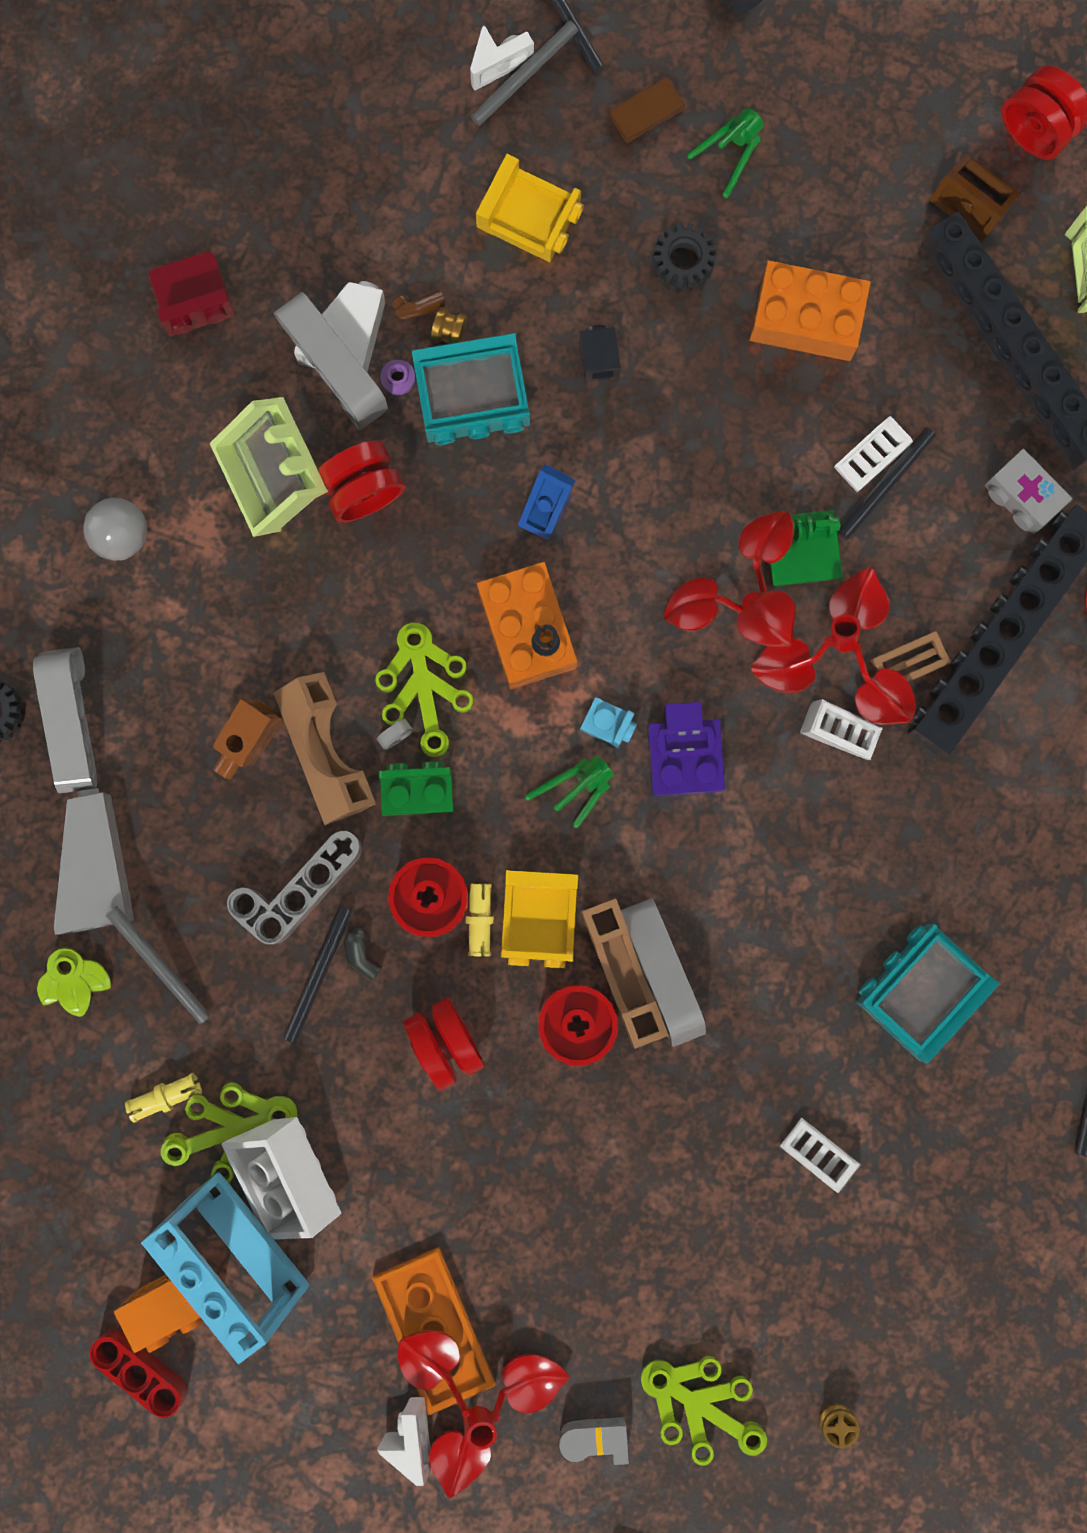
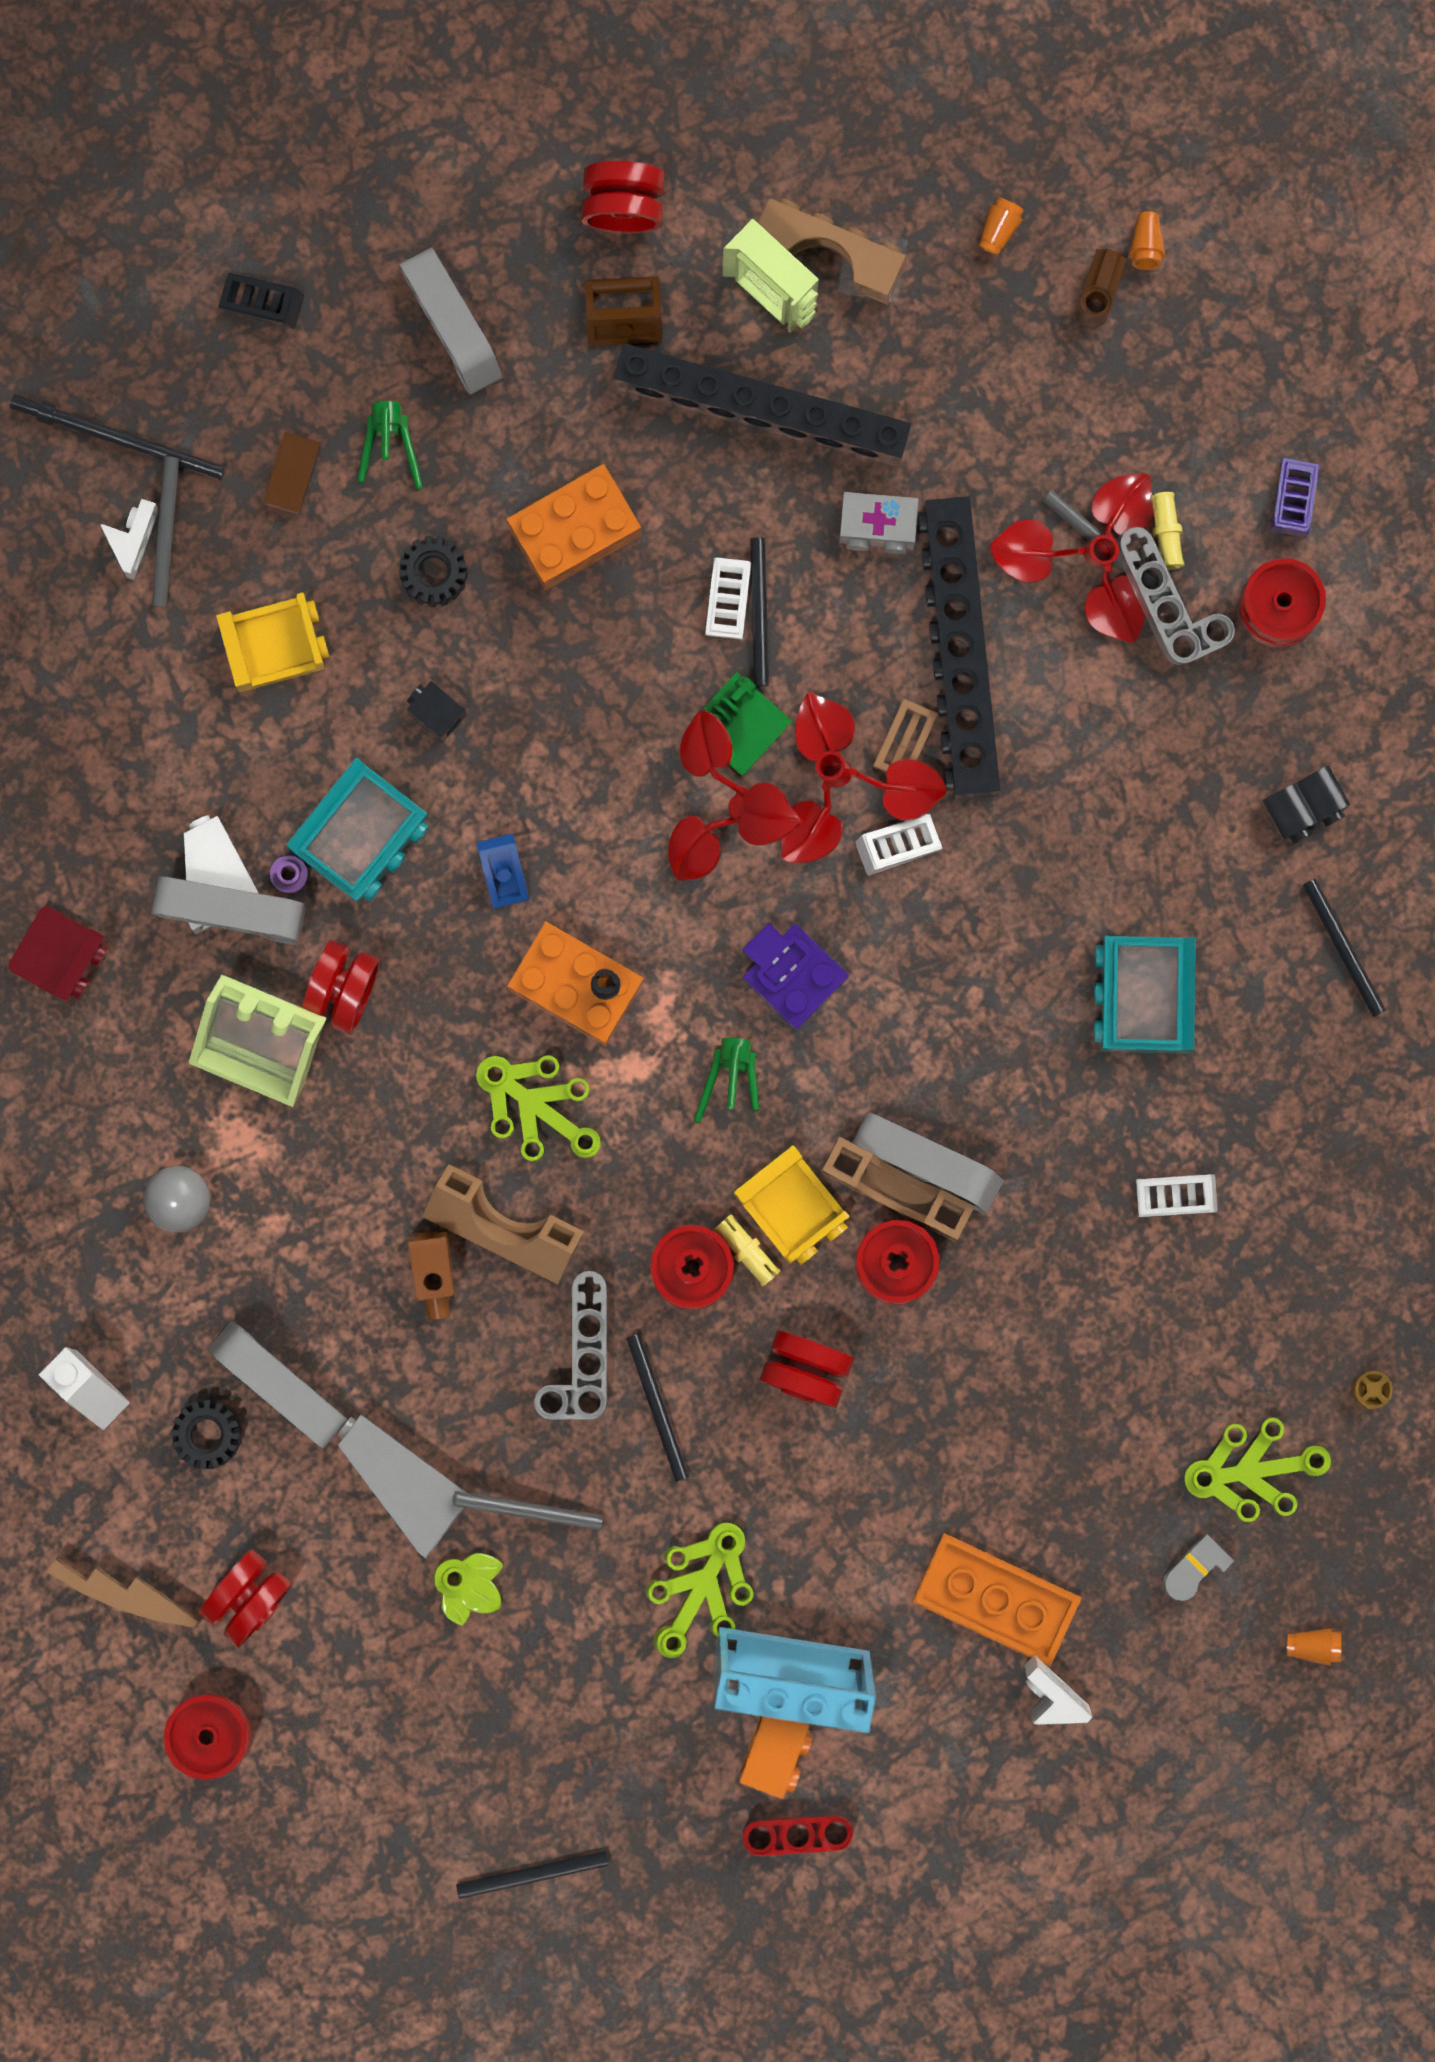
camera: 40 degrees left, 0 degrees up
(163, 1097) = (623, 1610): light yellow pin -> none
(282, 1179) = (774, 1586): white slope -> none
(356, 953) = (674, 1364): pearl dark grey arm -> none
(394, 734) = (548, 1164): light grey tile -> none
(416, 790) = (604, 1193): green bracket -> none
(421, 306) = (254, 803): reddish brown arm -> none
(448, 327) = (295, 798): pearl gold wheel -> none
(458, 1457) = (1103, 1676): red plant -> none
(608, 723) = (709, 1003): medium azure bracket -> none
(849, 100) = (451, 320): none -> light grey beam

